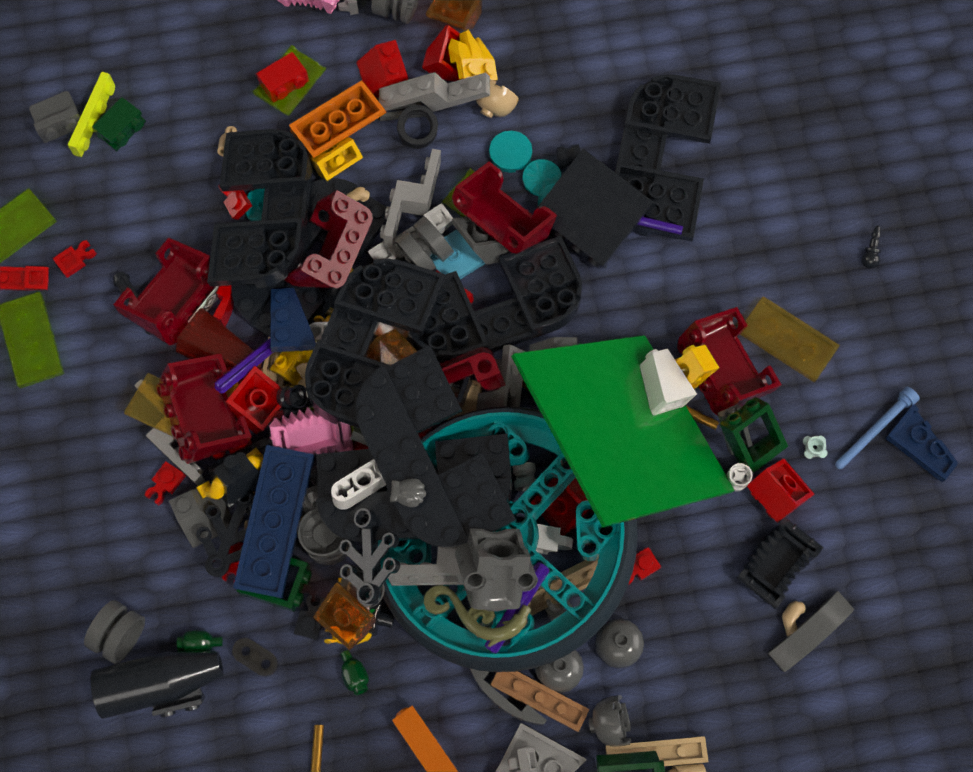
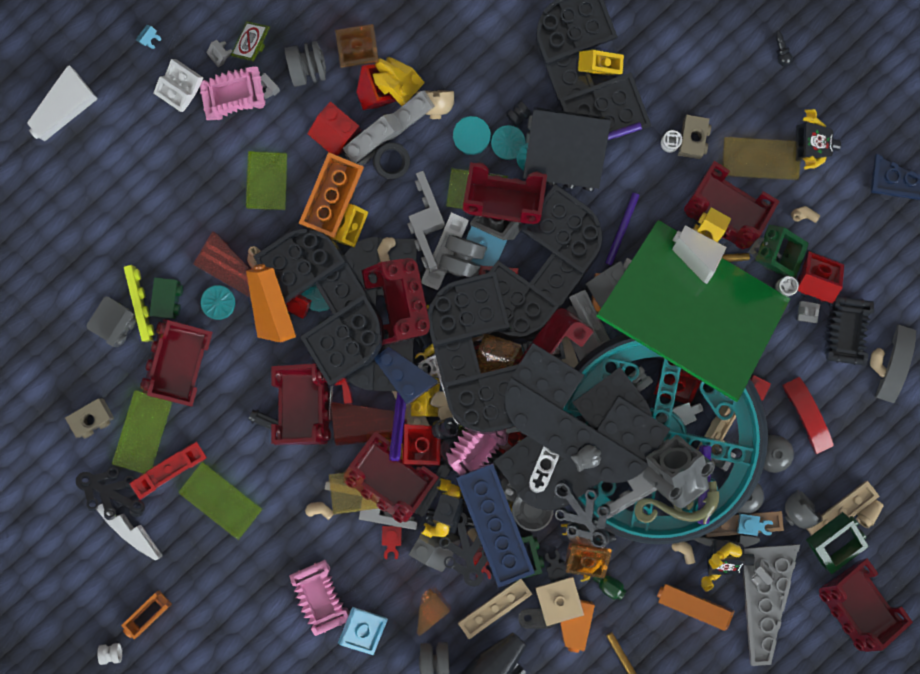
camera: 30 degrees left, 15 degrees up
(51, 491) = (318, 598): none -> bright pink piece
(69, 552) = (362, 630): none -> medium azure plate
(72, 260) = (207, 424): red plate -> none
(85, 184) = (175, 362): none -> dark red windscreen
(117, 404) = (319, 508): none -> tan arm
(150, 573) = (432, 609): none -> clear orange slope
(165, 158) = (218, 302): none -> teal wheel
(197, 130) = (223, 263): none -> clear red slope
(198, 642) = (492, 633): dark green plant -> none
(207, 179) = (268, 305): none -> orange slope
(218, 617) = (494, 608): none -> tan plate
(283, 77) = (263, 184): red brick -> none
(288, 648) = (559, 601): none -> tan plate
(290, 686) = (577, 629): none -> orange slope
(460, 685) = (686, 549): none -> tan arm
(493, 720) = (725, 559): none -> torso
(545, 701) = (751, 525): none -> medium azure plate
(608, 318) = (622, 228): none -> dark purple bar
(679, 152) = (600, 62): none -> yellow brick
(682, 627) = (809, 414): none -> red slope
(702, 271) = (671, 141): none -> white wheel
(736, 265) = (695, 125): none -> dark tan brick
(746, 519) = (808, 312): none -> light grey tile
(802, 417) = (804, 212): none -> tan arm
(820, 442) = (831, 230): light aqua plate -> none
(854, 349) = (814, 141): none -> black torso
(906, 398) = (870, 153): medium blue piece -> none

